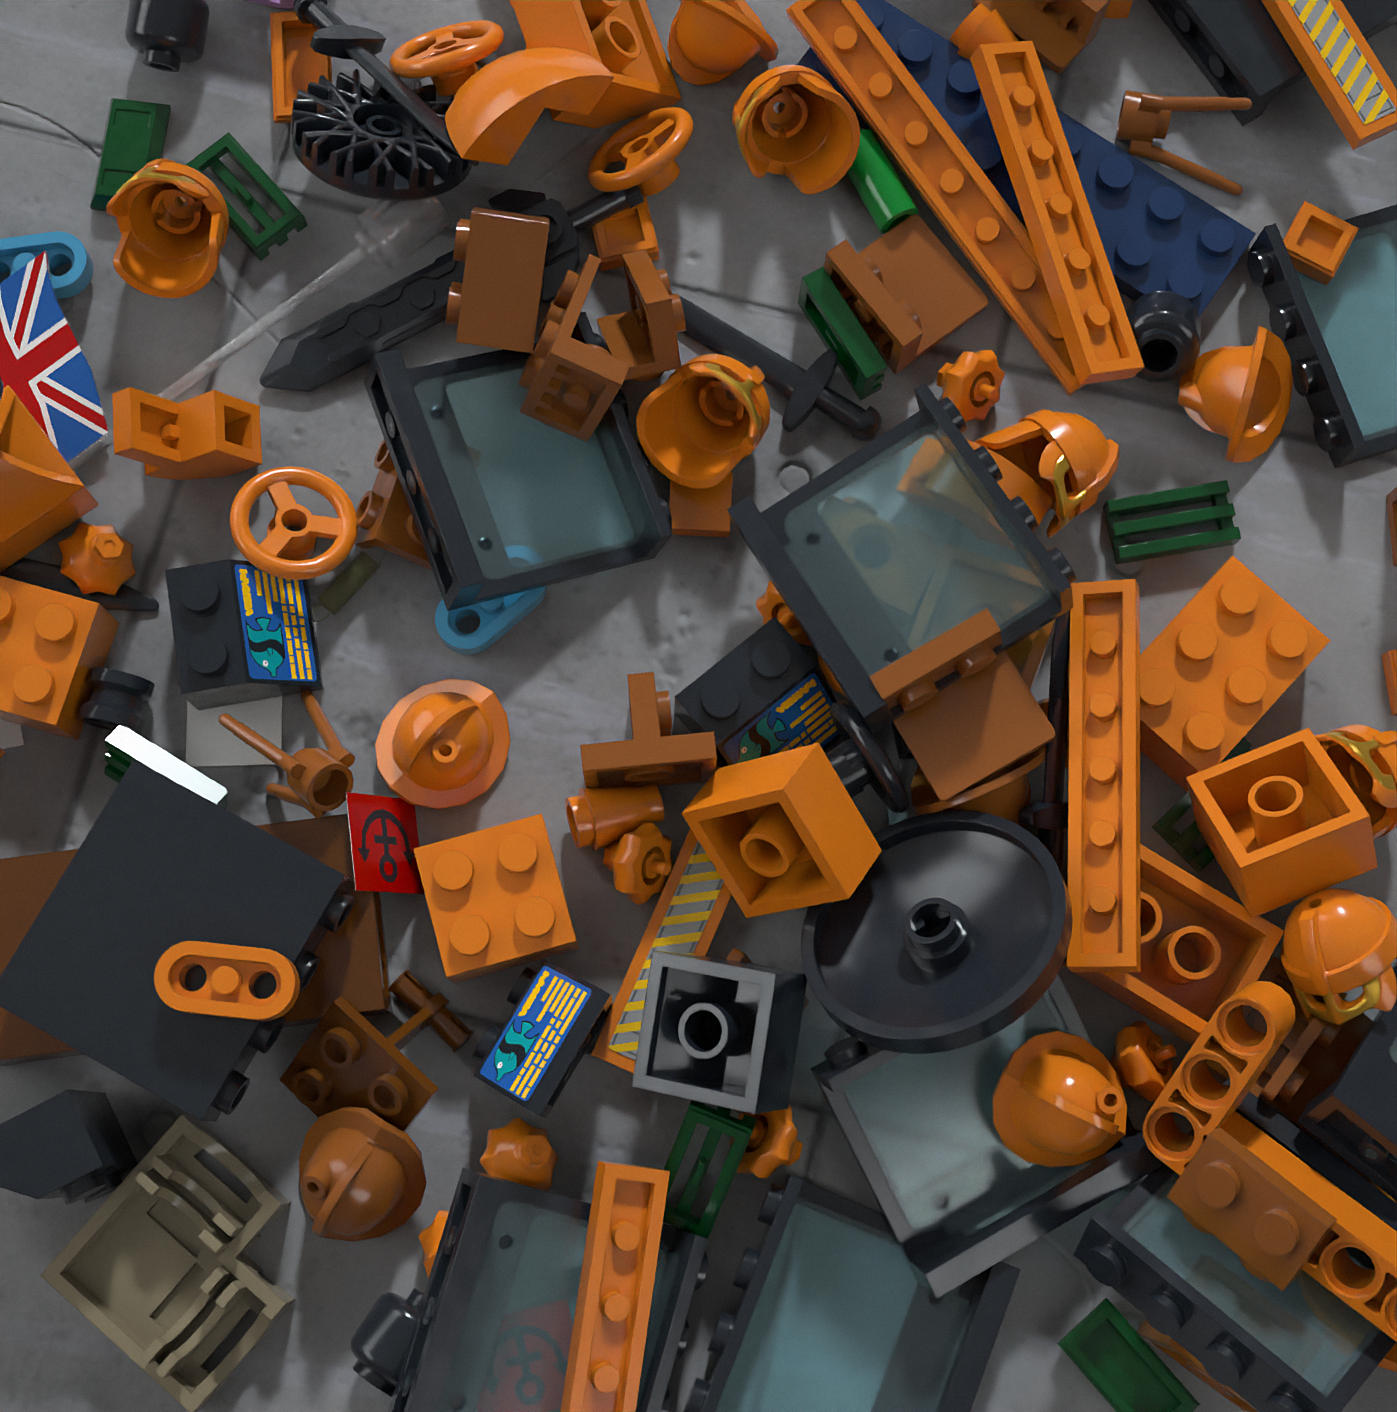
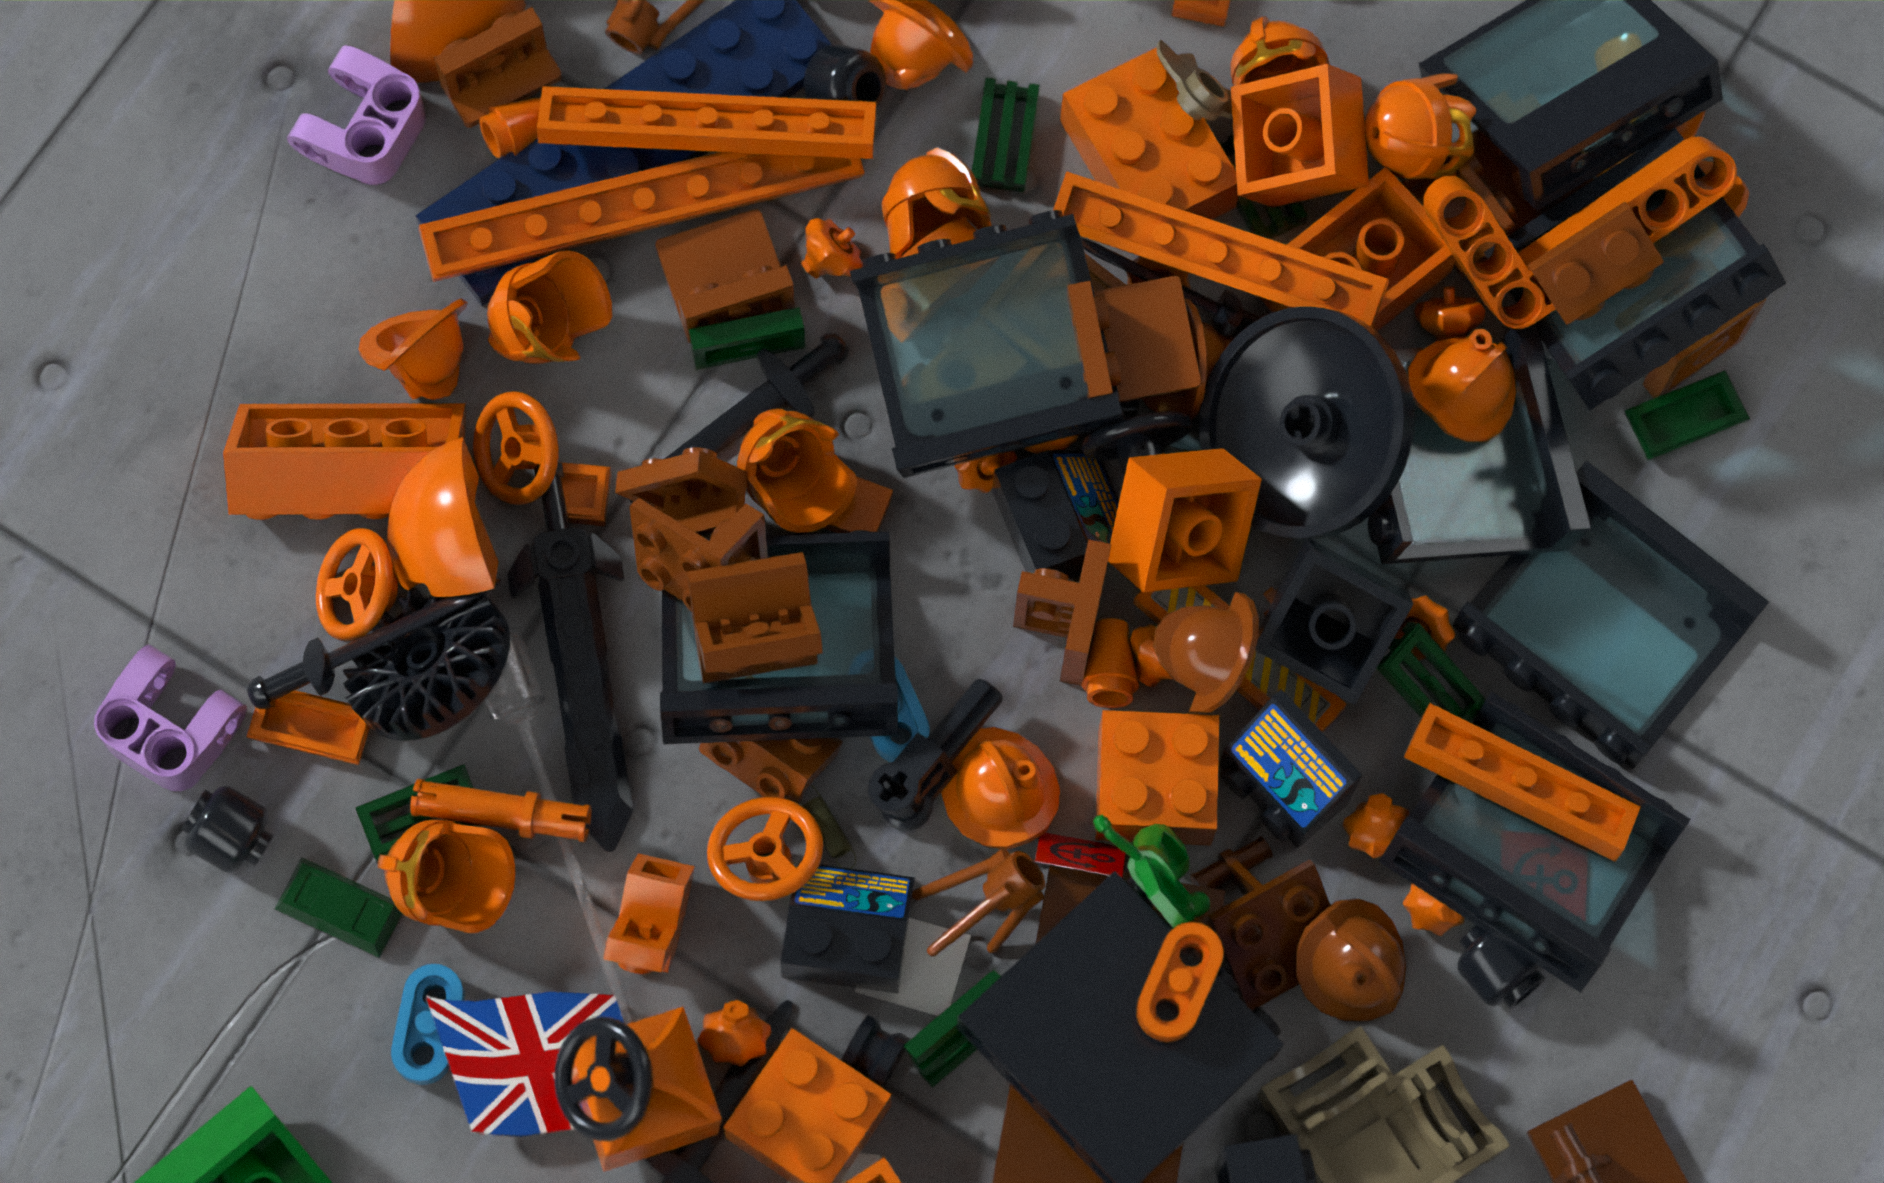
camera: 70 degrees left, 5 degrees down
(257, 281) = (522, 813): none -> orange pin
(376, 920) = (1157, 866): none -> green piece
(435, 658) = (926, 763): none -> black connector
(500, 280) = (613, 593): dark orange brick -> none
(508, 414) = (753, 617): none -> dark orange bracket
(639, 902) = (1209, 649): none -> dark orange helmet
(880, 184) = (624, 260): green cylinder -> none
(1292, 689) = (1198, 90): none -> dark tan plate

